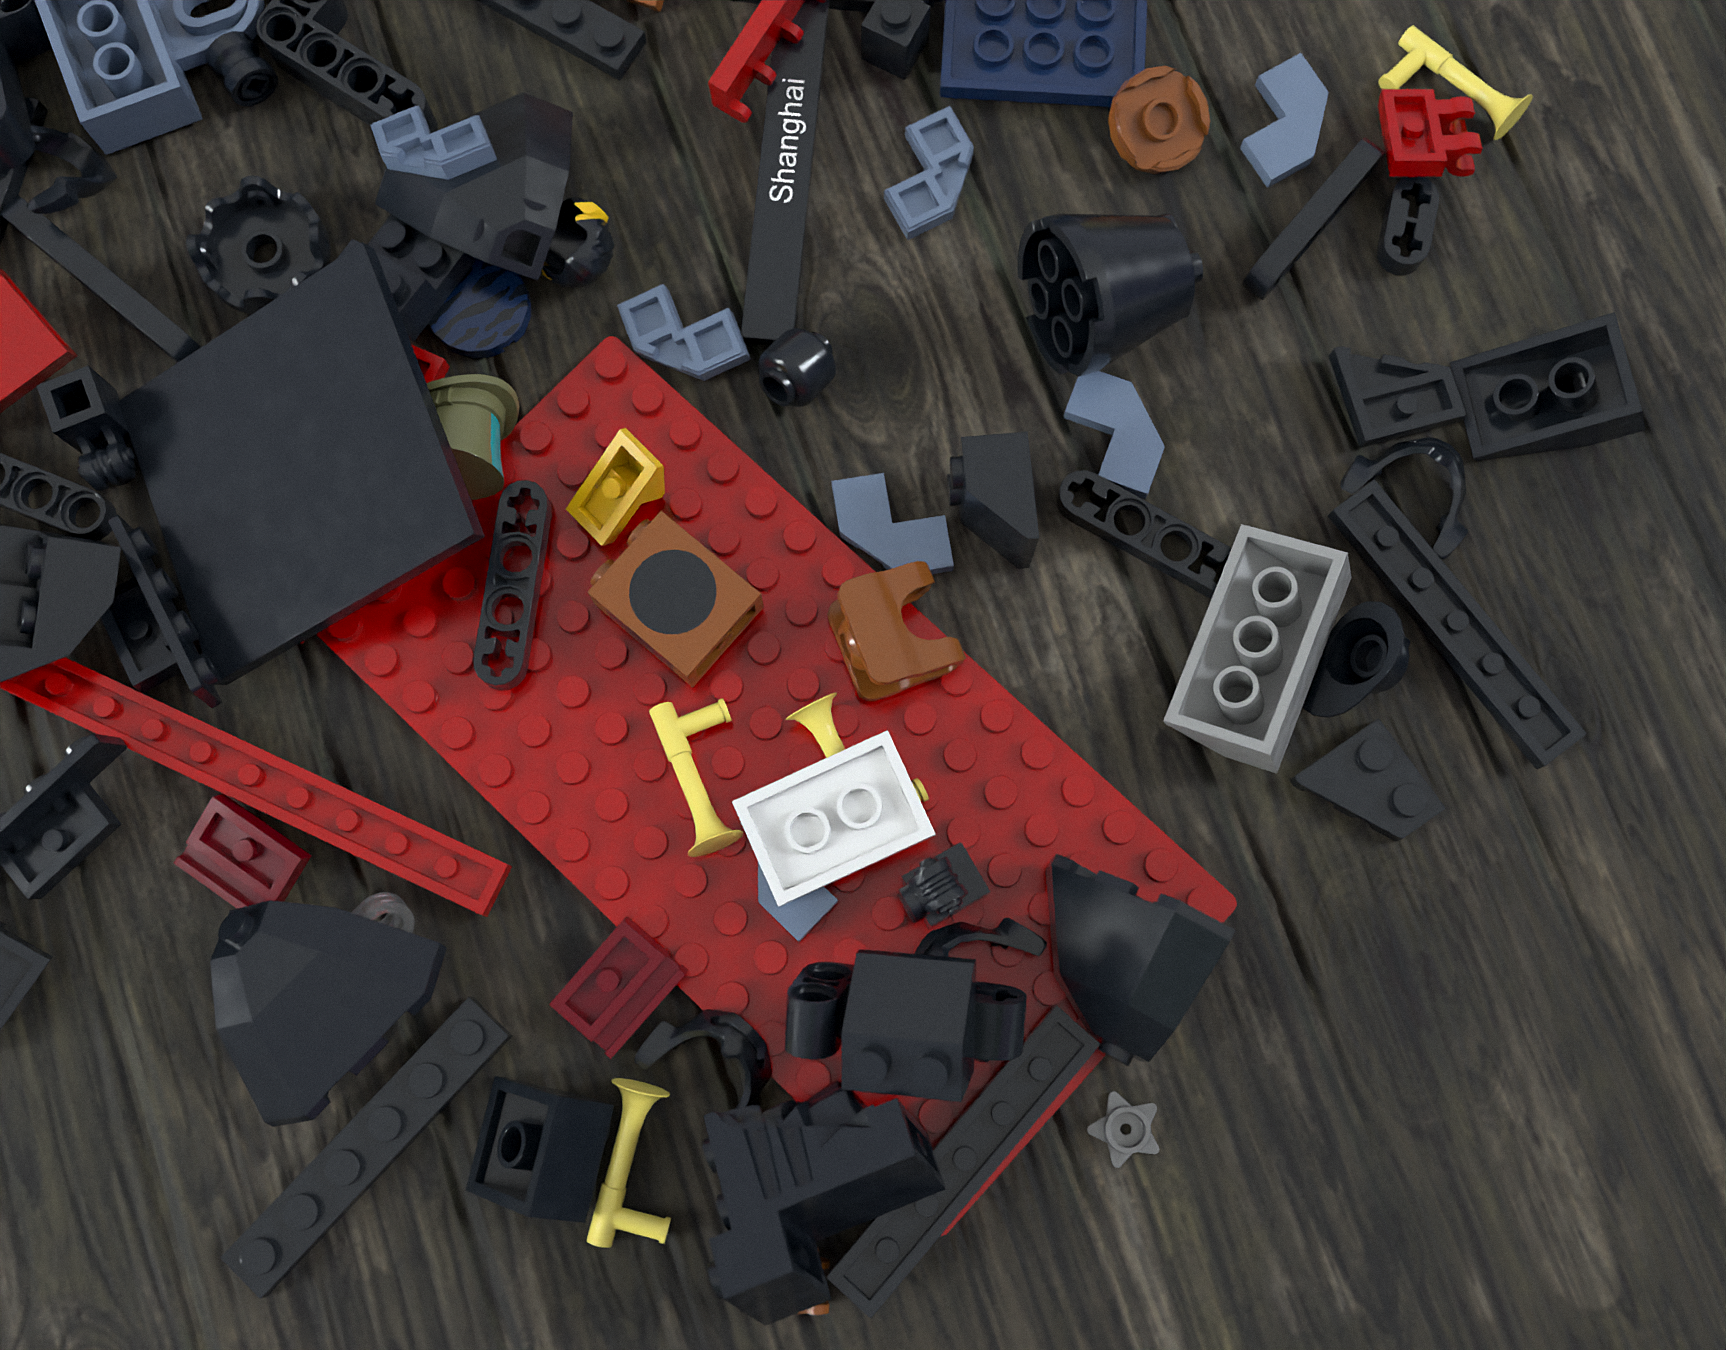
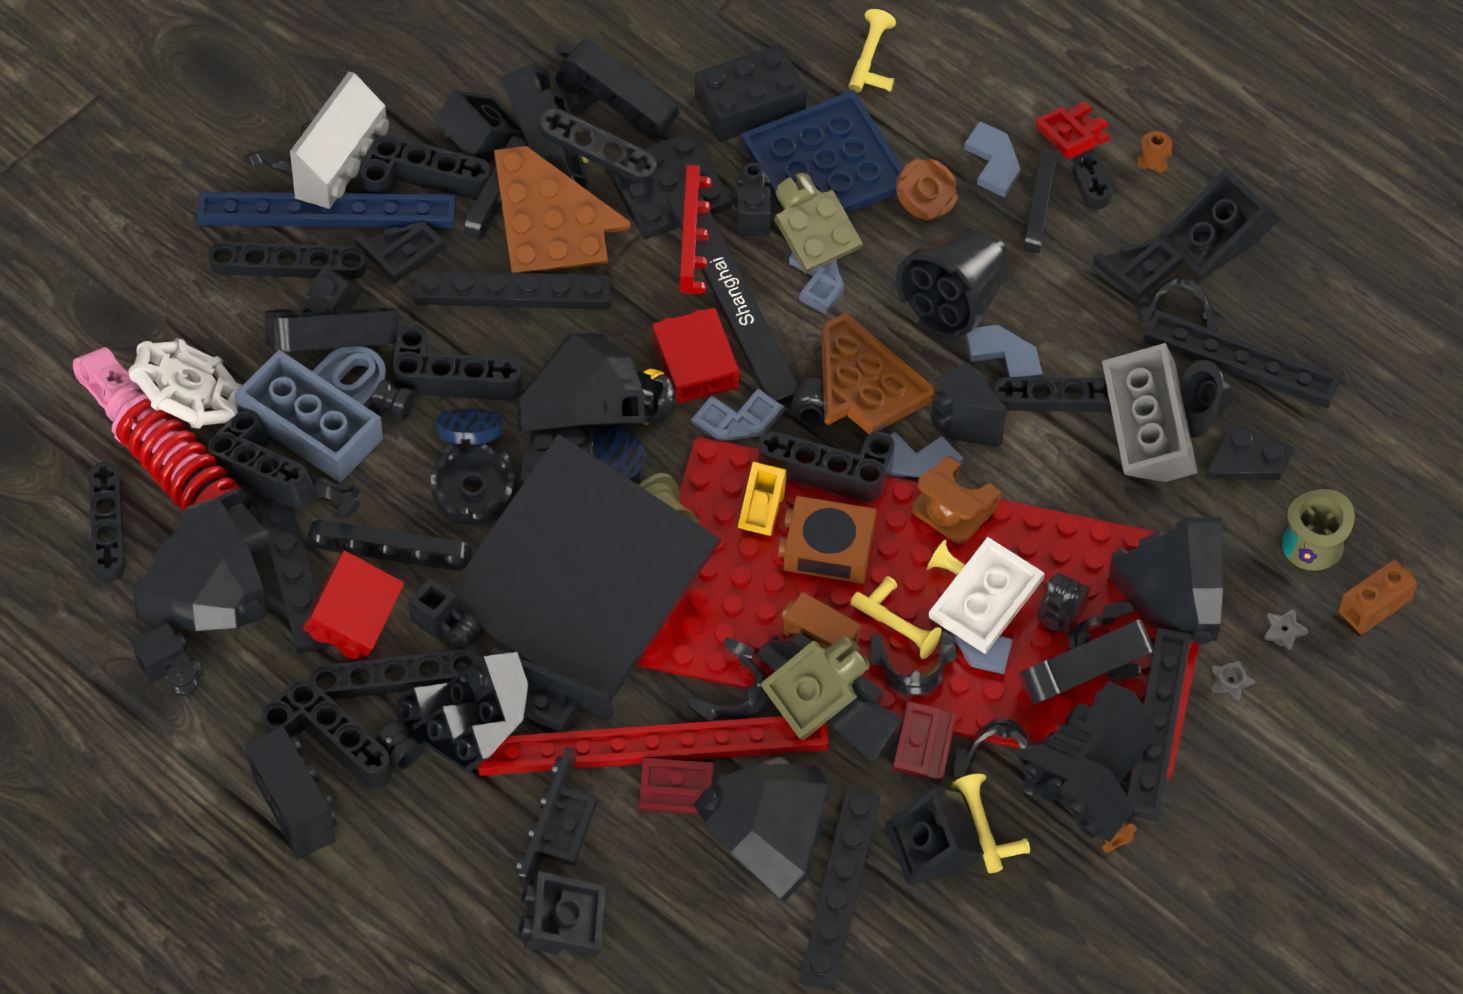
camera: 30 degrees left, 20 degrees down
(308, 160) = (472, 424): none -> dark blue tile
(424, 785) = (755, 694): none -> black helmet
(444, 154) = (531, 386): sand blue tile -> none
(499, 830) = (816, 684): none -> olive plate
(506, 584) = (738, 577): black beam -> none
(531, 846) = (863, 720): none -> black wedge
(575, 733) = (817, 622): none -> dark orange brick
(654, 893) = (915, 682): none -> black helmet
(679, 210) = (696, 355): none -> red brick
(746, 473) = (776, 448): none -> black beam
(886, 373) = (866, 378): none -> dark orange wing
(910, 1025) = (1091, 652): black slope -> none
(961, 94) = (814, 223): none -> olive plate
(1236, 1095) = (1281, 637): none -> flat silver plate
(1400, 972) = (1318, 529): none -> olive hat
(1424, 51) = (1046, 90): light yellow piece -> none
(1426, 1127) = (1378, 596): none -> dark orange brick
(1529, 224) = (1156, 150): none -> dark orange brick

